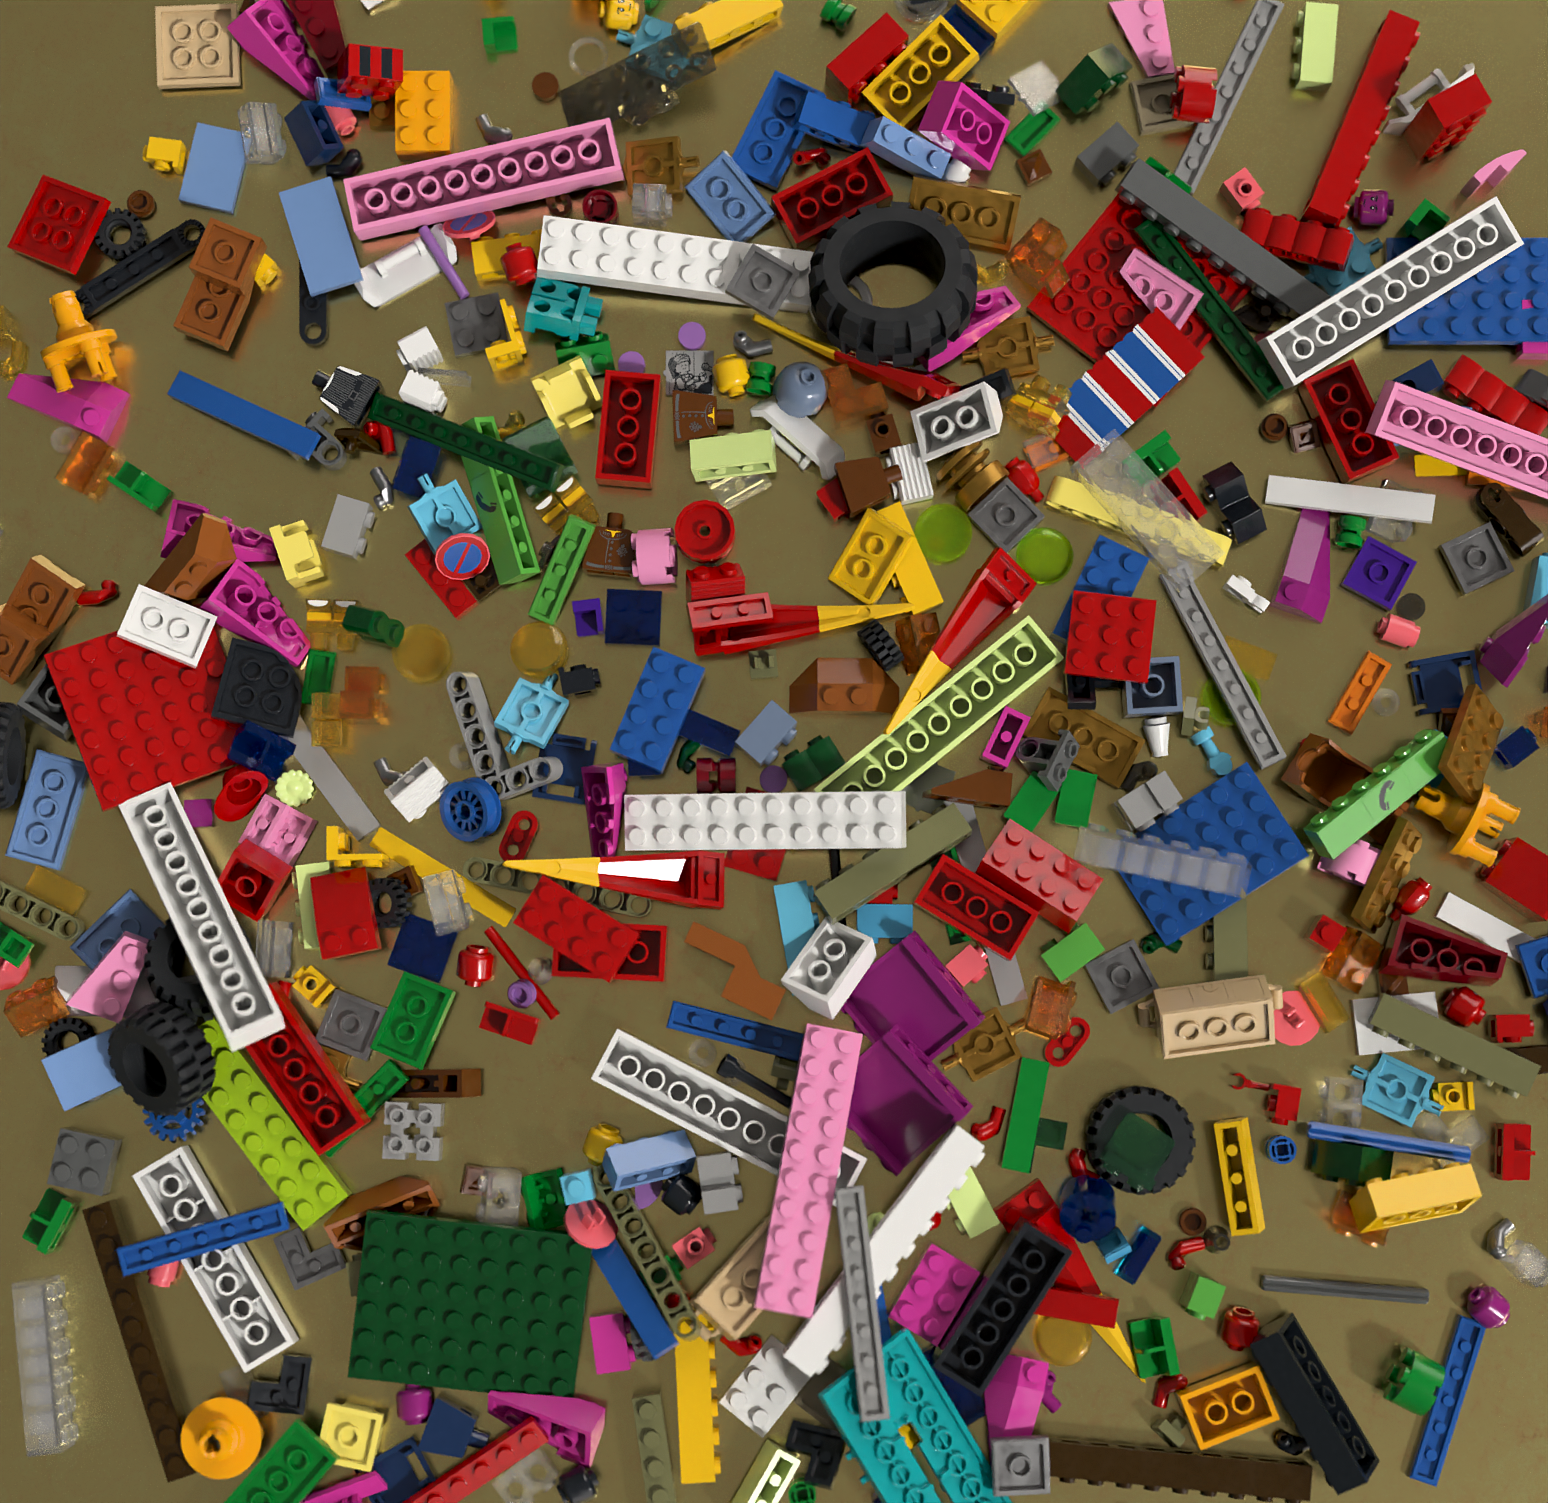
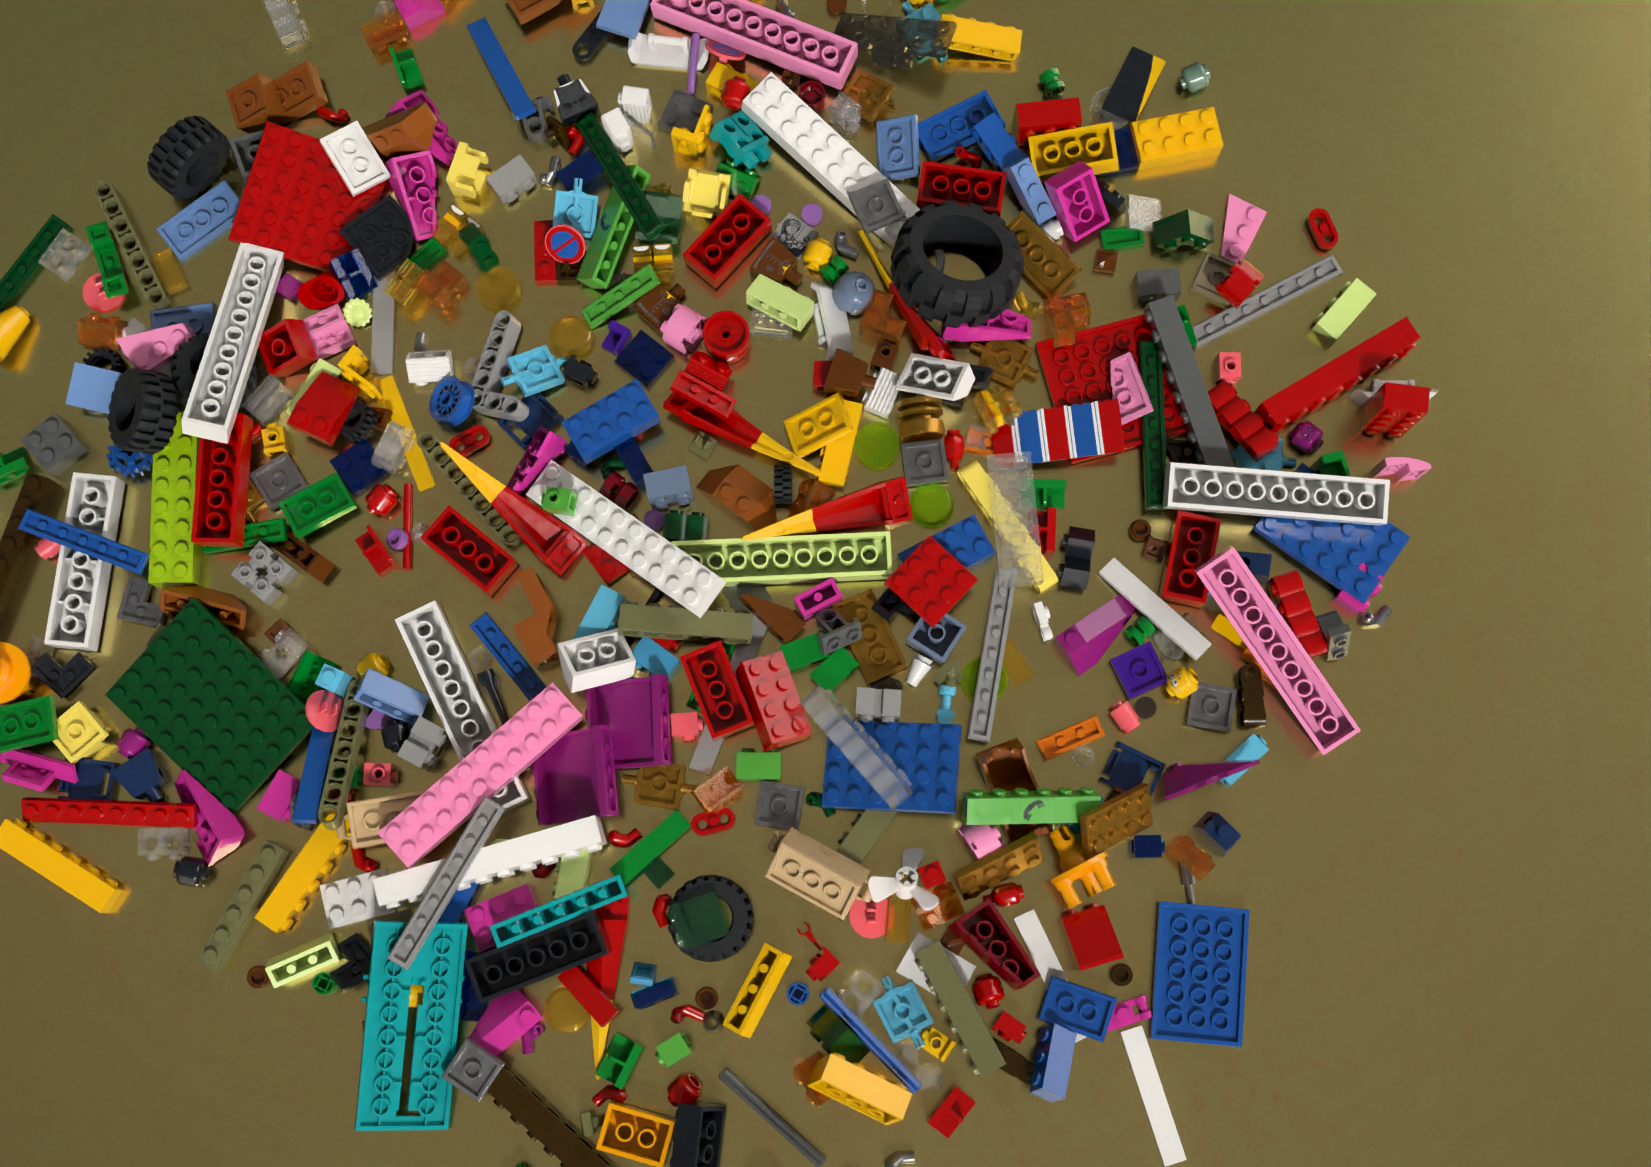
camera: 40 degrees right, 5 degrees down
(576, 929) = (455, 518): red brick -> none
(671, 833) = (559, 501): none -> bright green brick
(785, 1070) = (517, 703): olive tile -> none
(988, 1247) = (558, 910): none -> teal brick
(1087, 1208) = (643, 936): clear blue brick -> none
(1288, 982) = (885, 886): none -> white piece
(1432, 555) = (1182, 682): none -> yellow head

